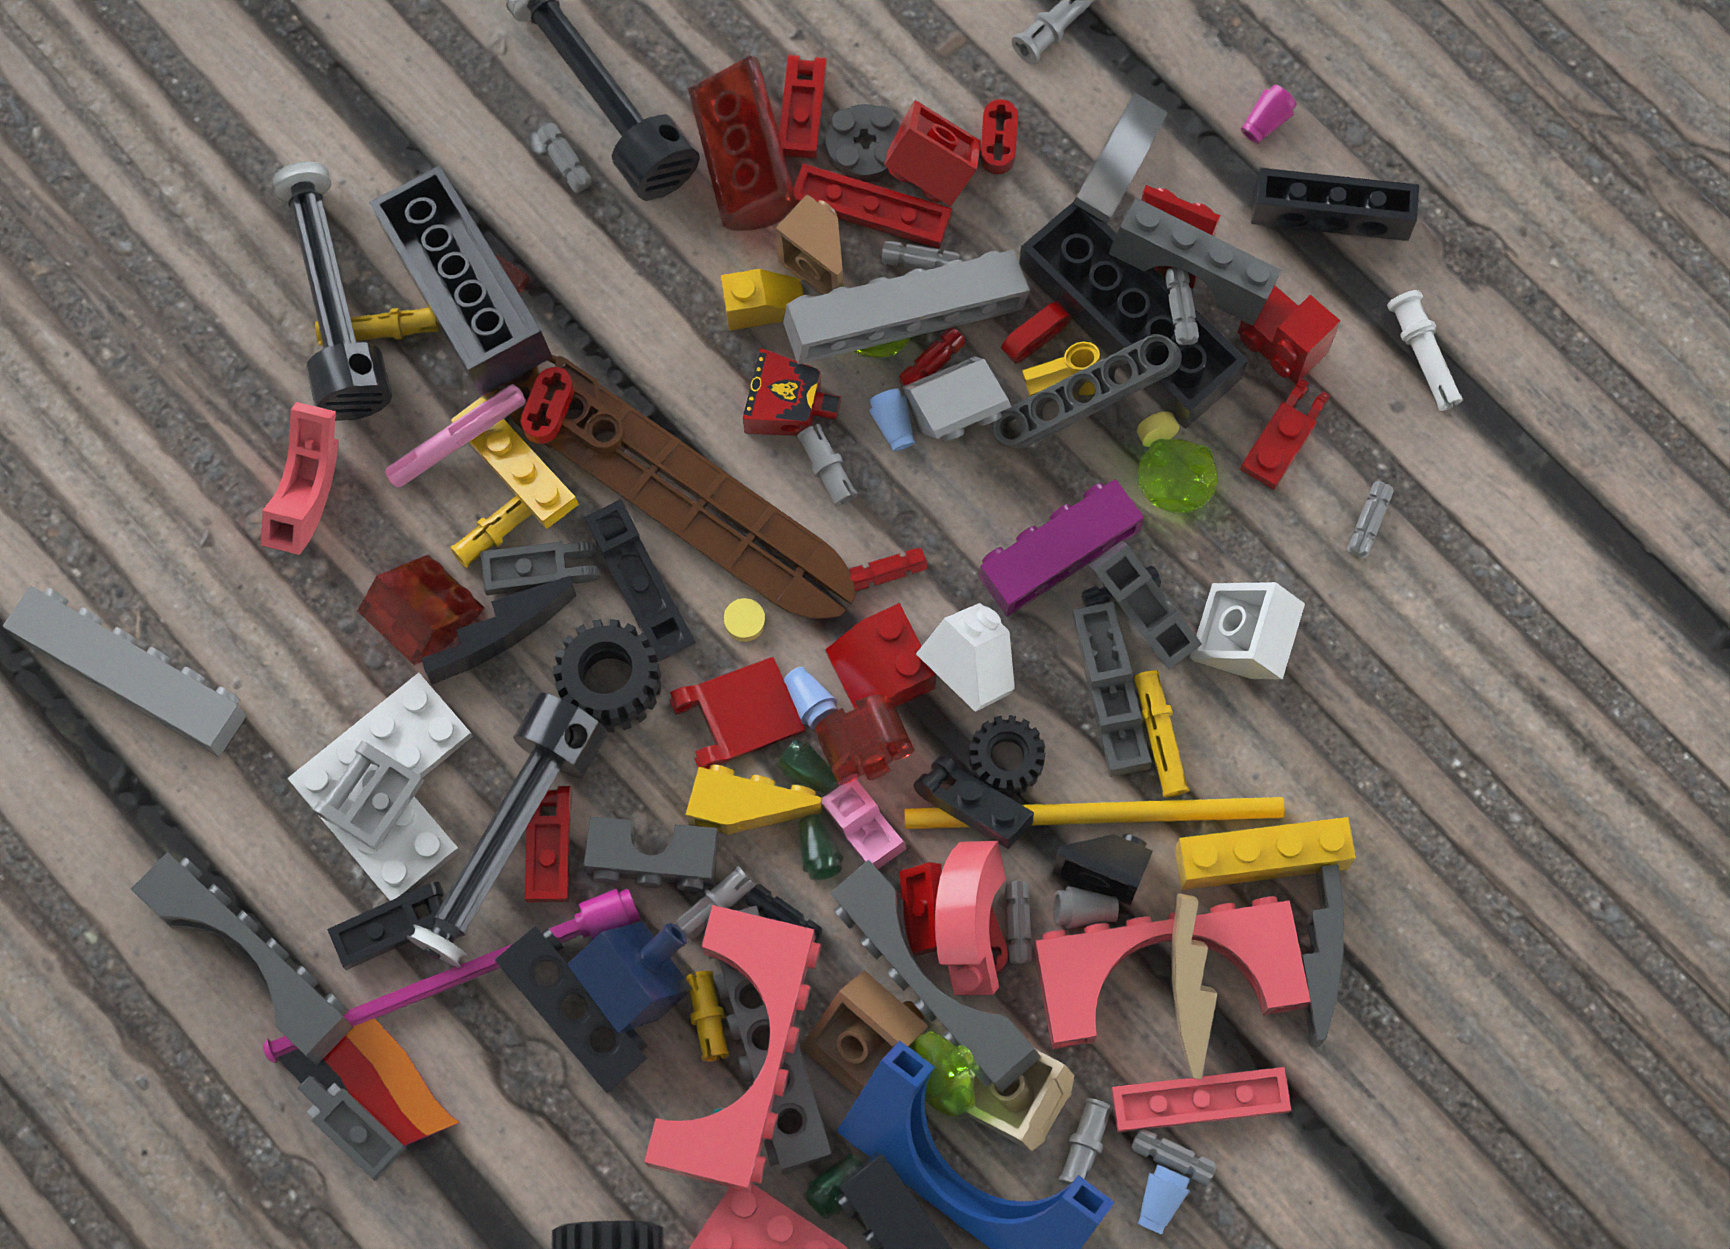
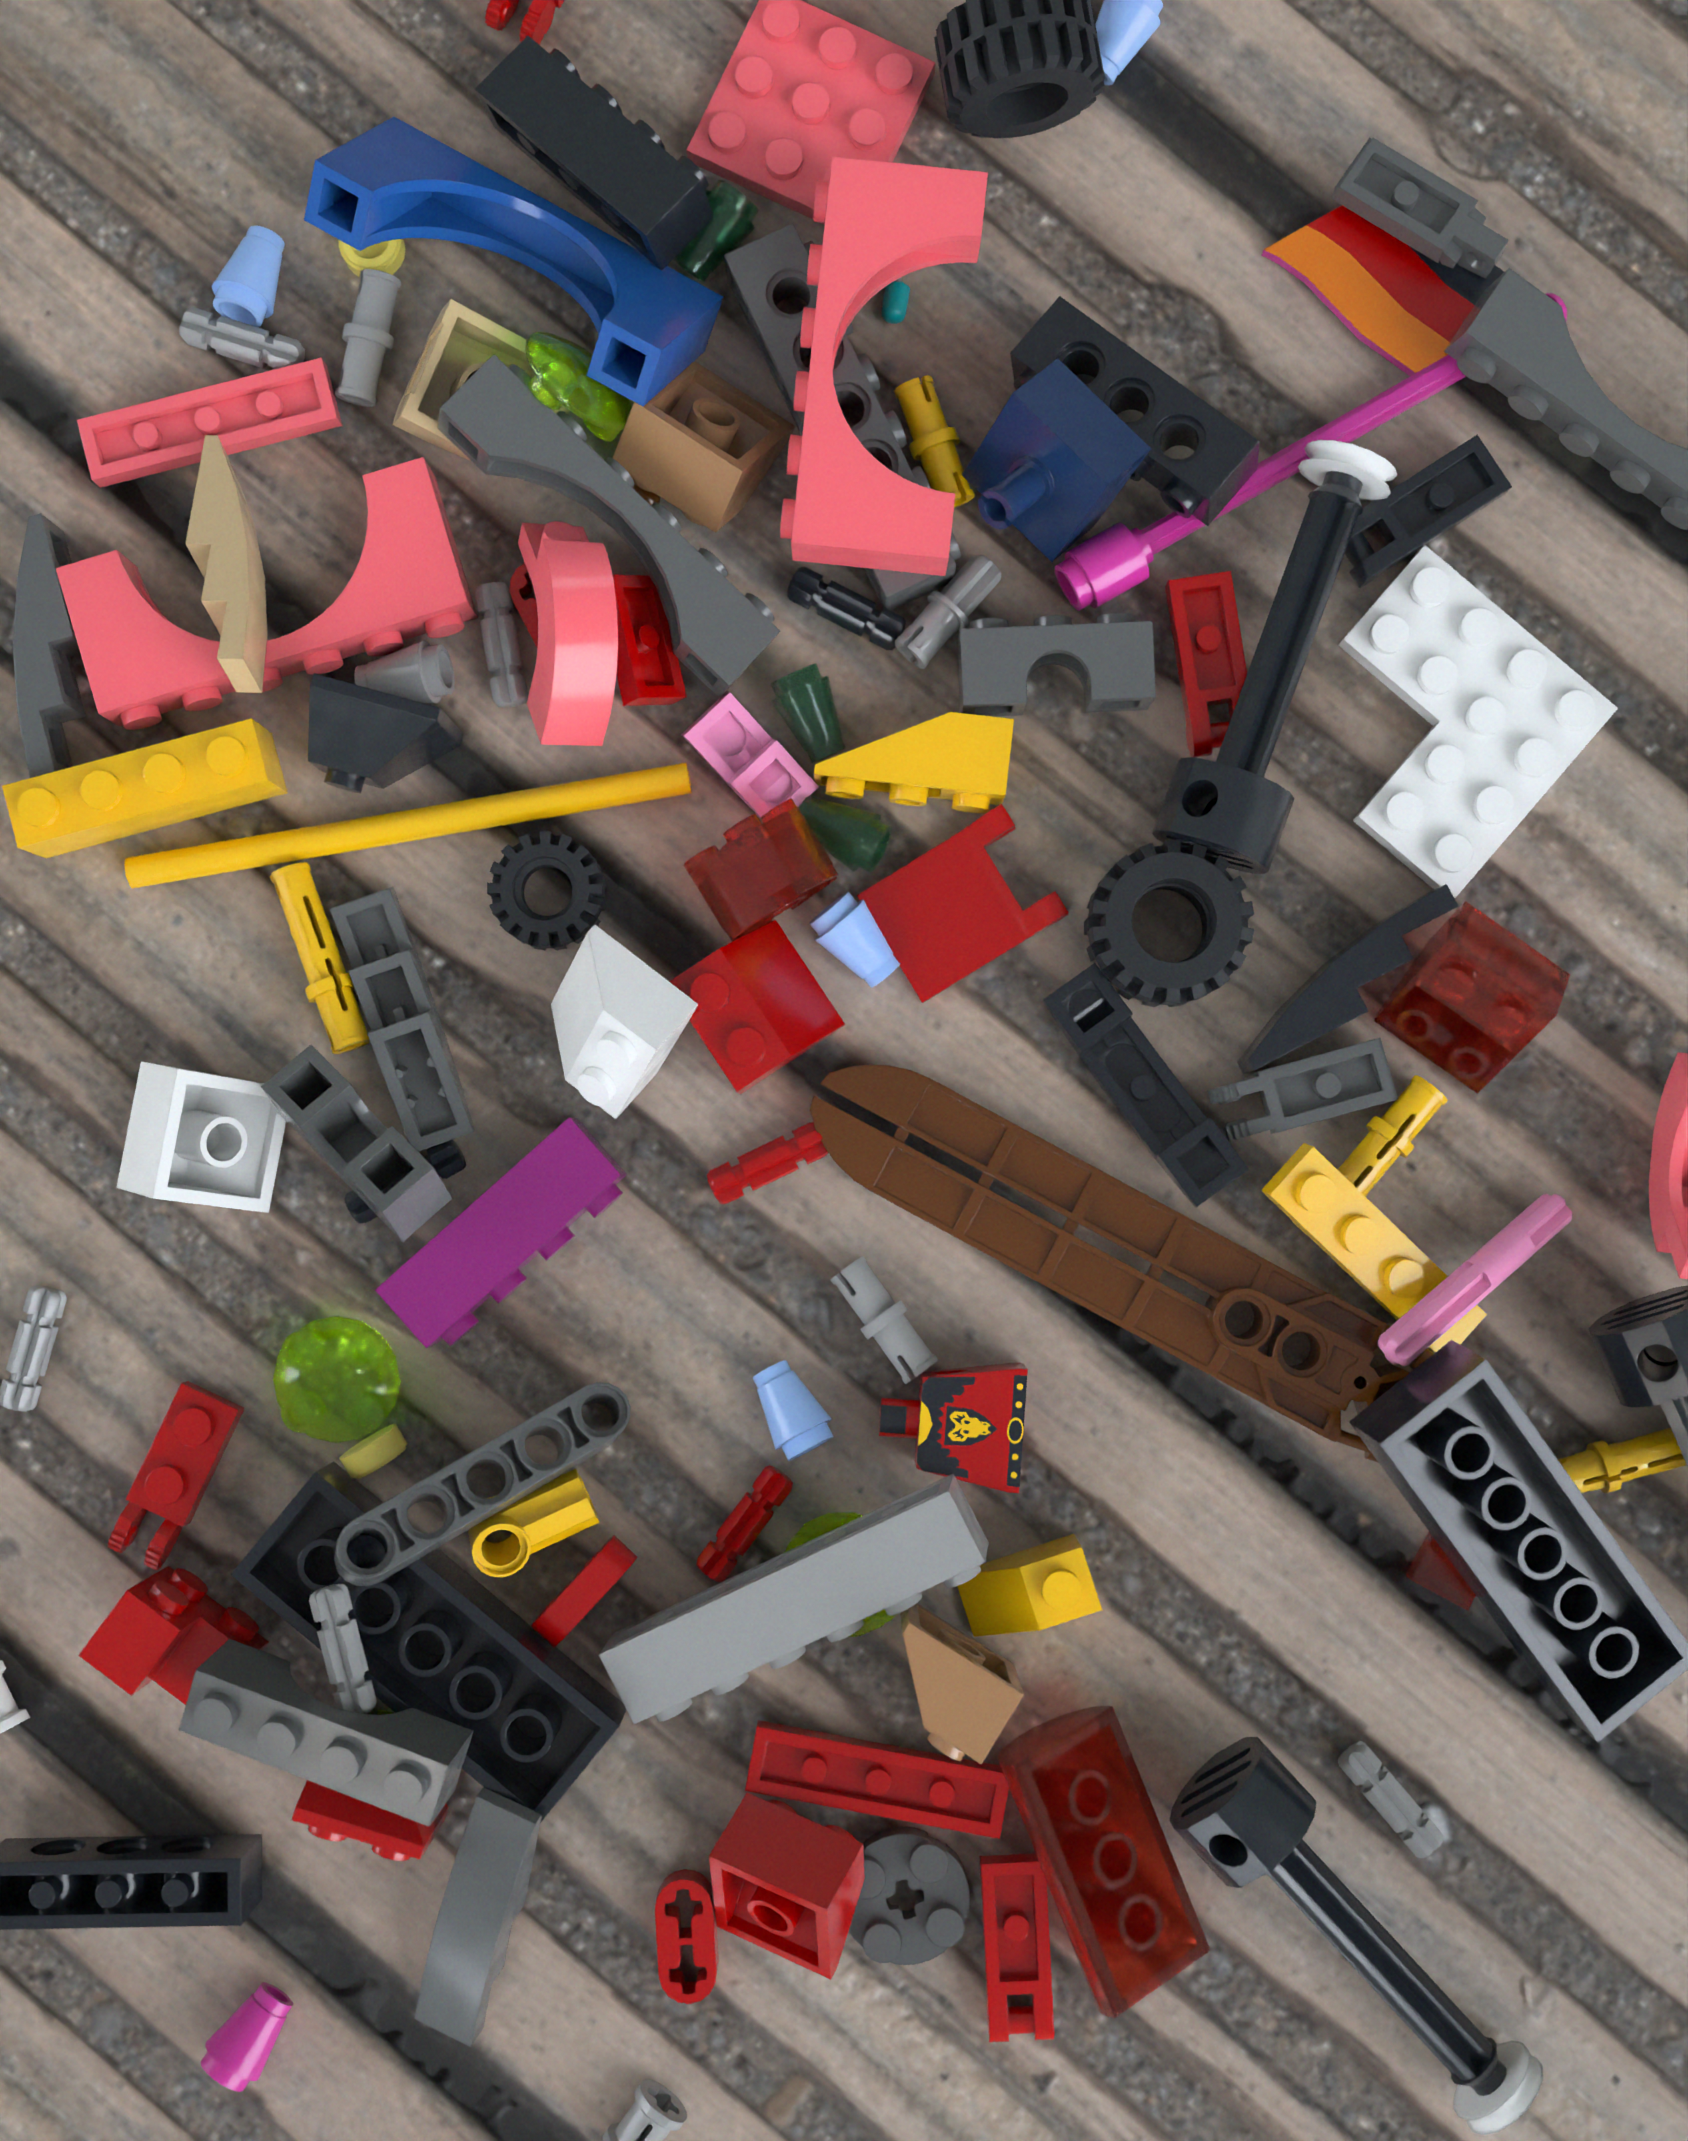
camera: 175 degrees right, 15 degrees up
(379, 802) = (1475, 674): light grey plate -> none
(539, 402) = (1357, 1346): red beam -> none
(744, 619) = (974, 1053): light yellow tile -> none
(915, 256) = (788, 1699): light grey axle -> none
(956, 399) = (691, 1447): light grey slope -> none
(974, 802) = (585, 805): black plate -> none

